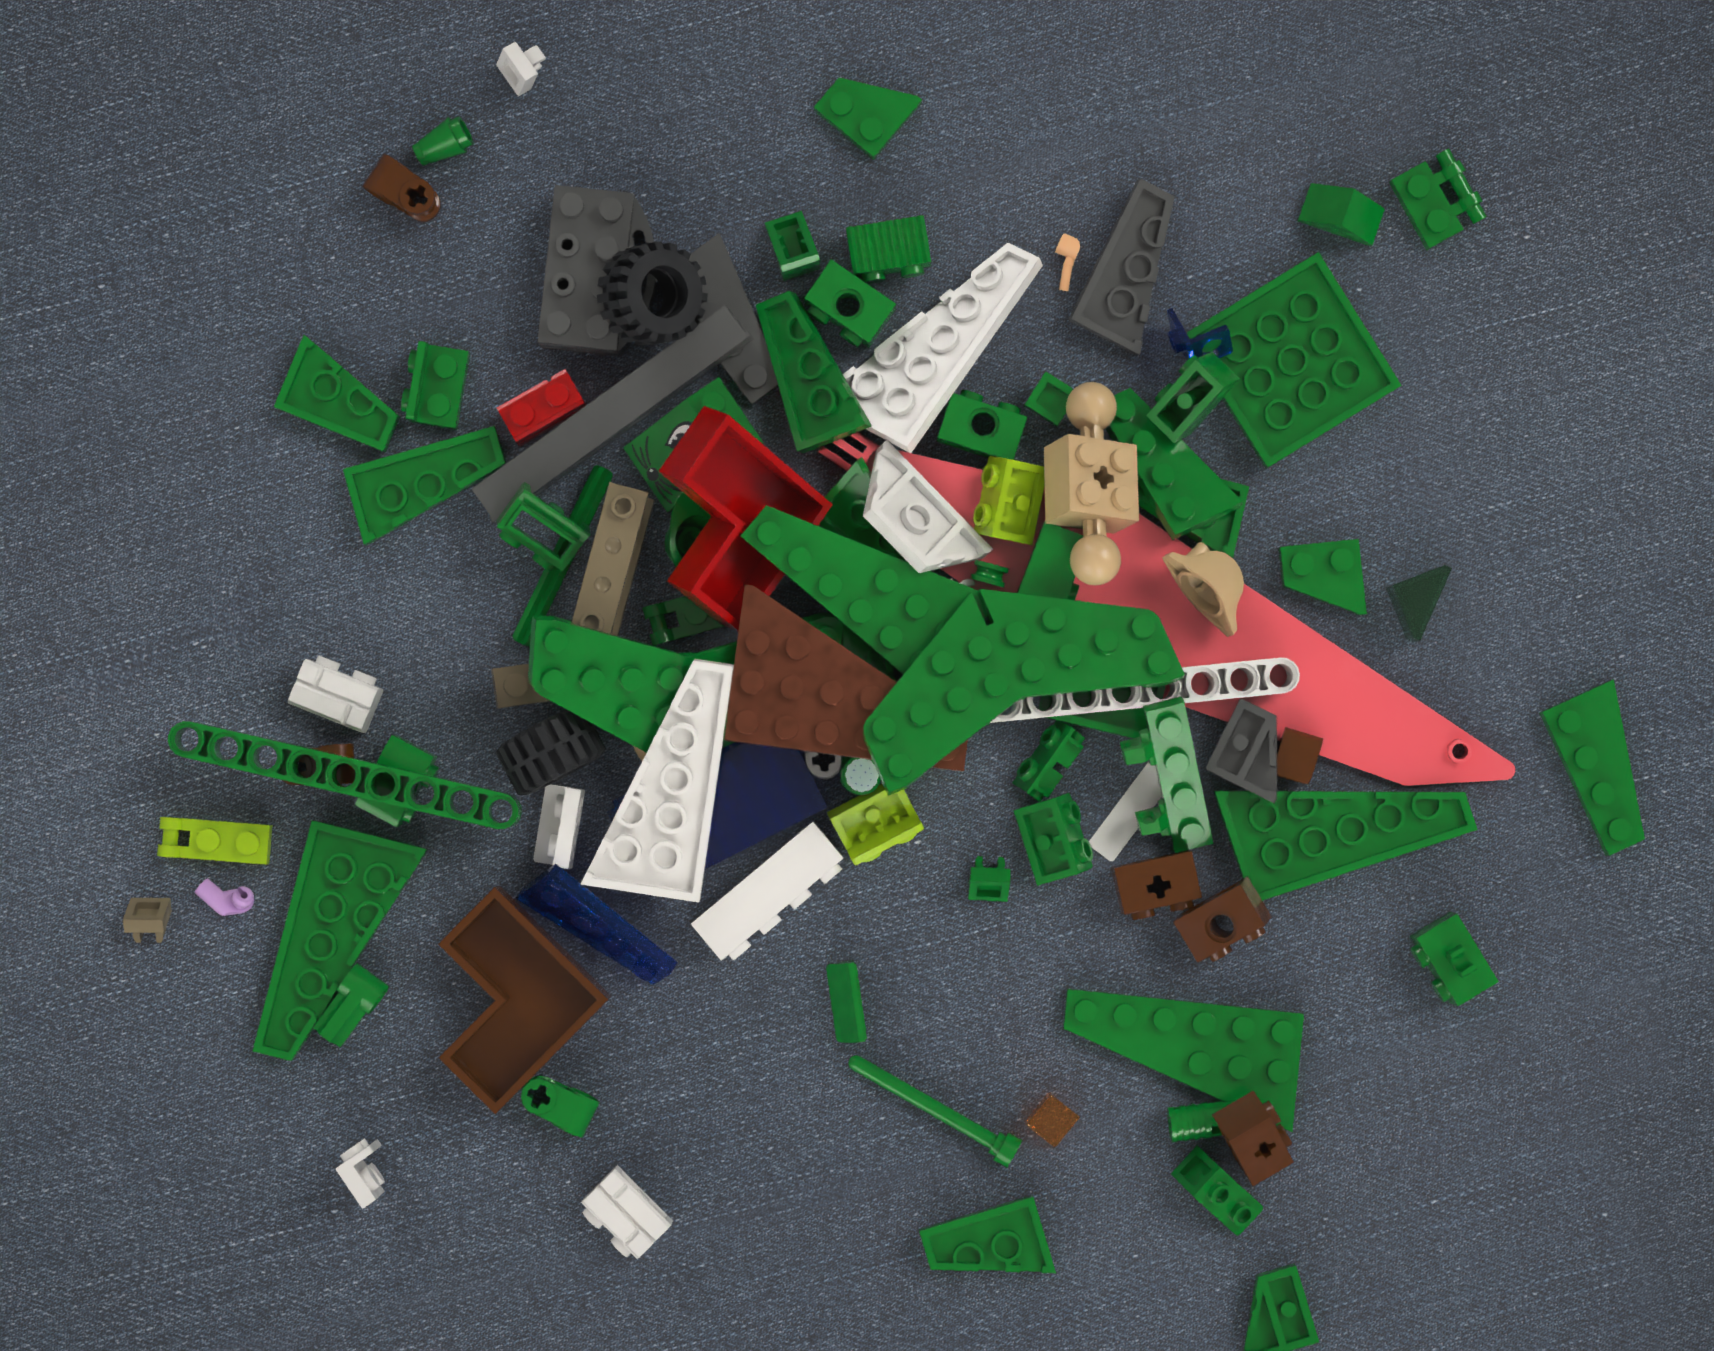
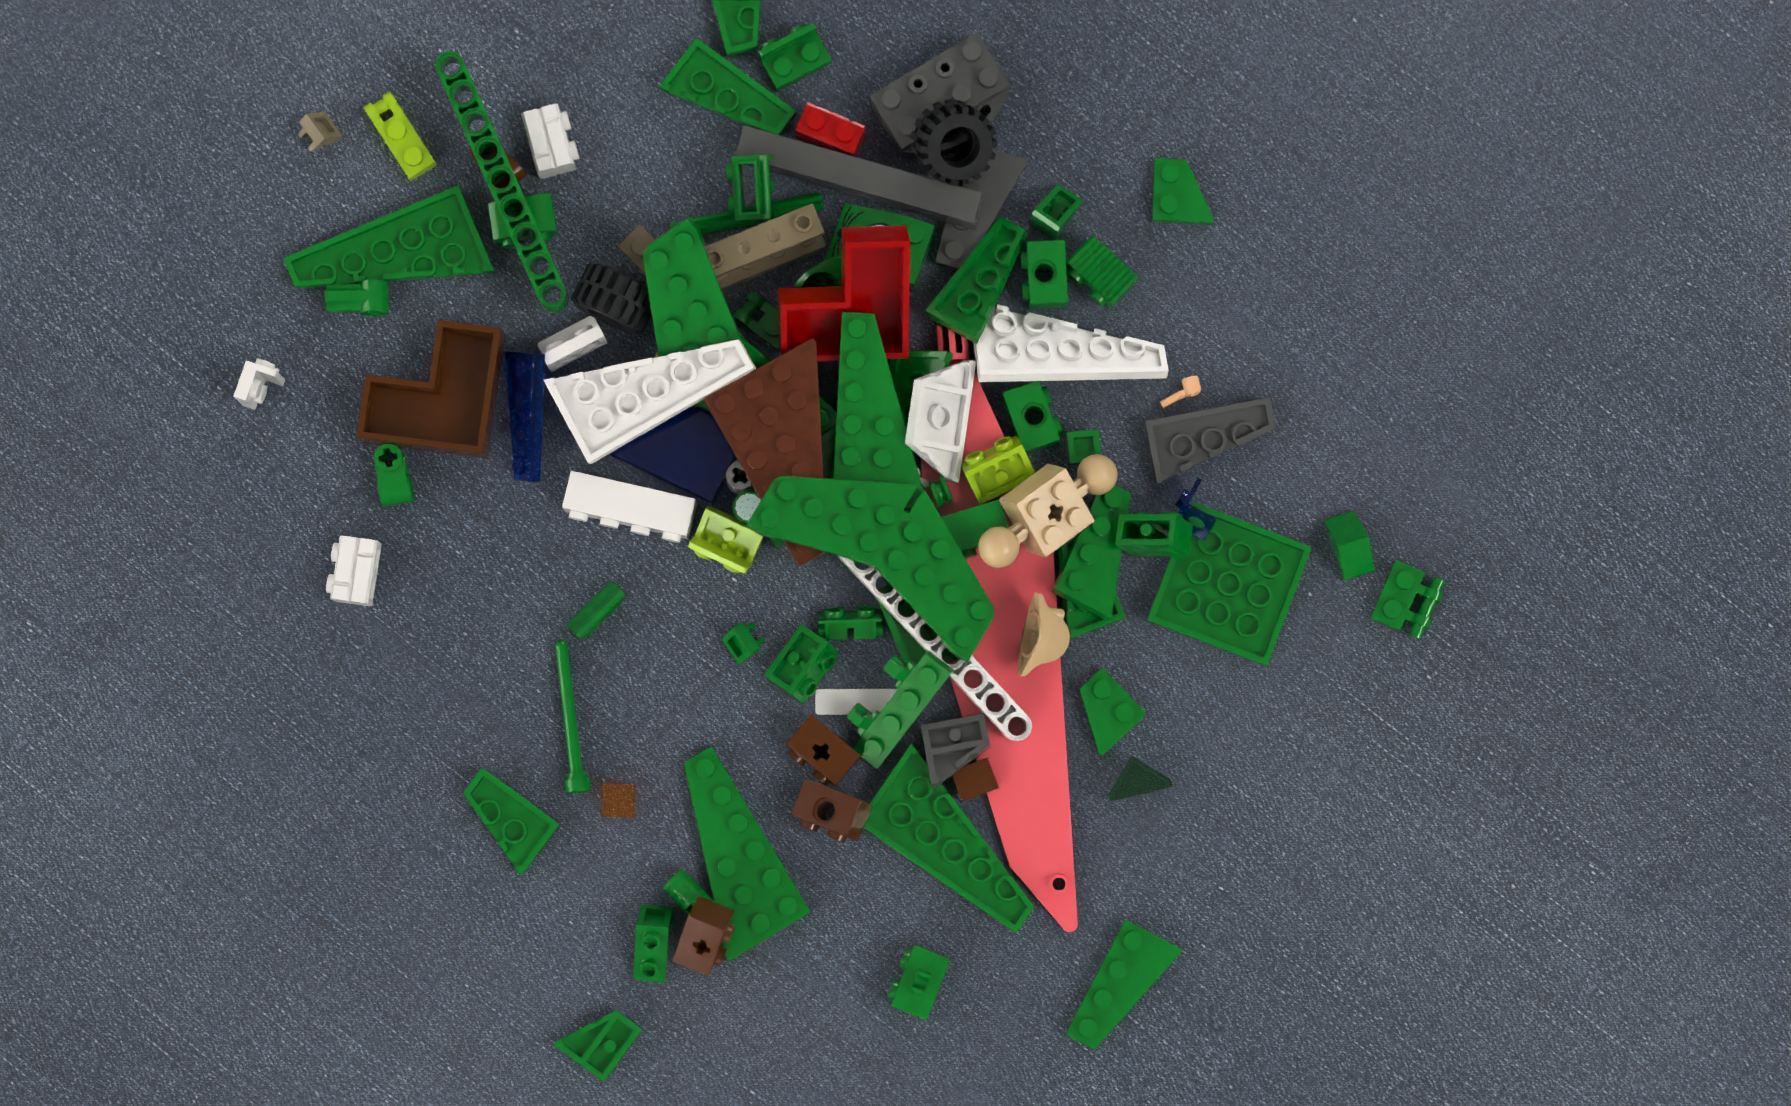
camera: 55 degrees right, 5 degrees down
(225, 902) = (366, 172): lavender arm -> none

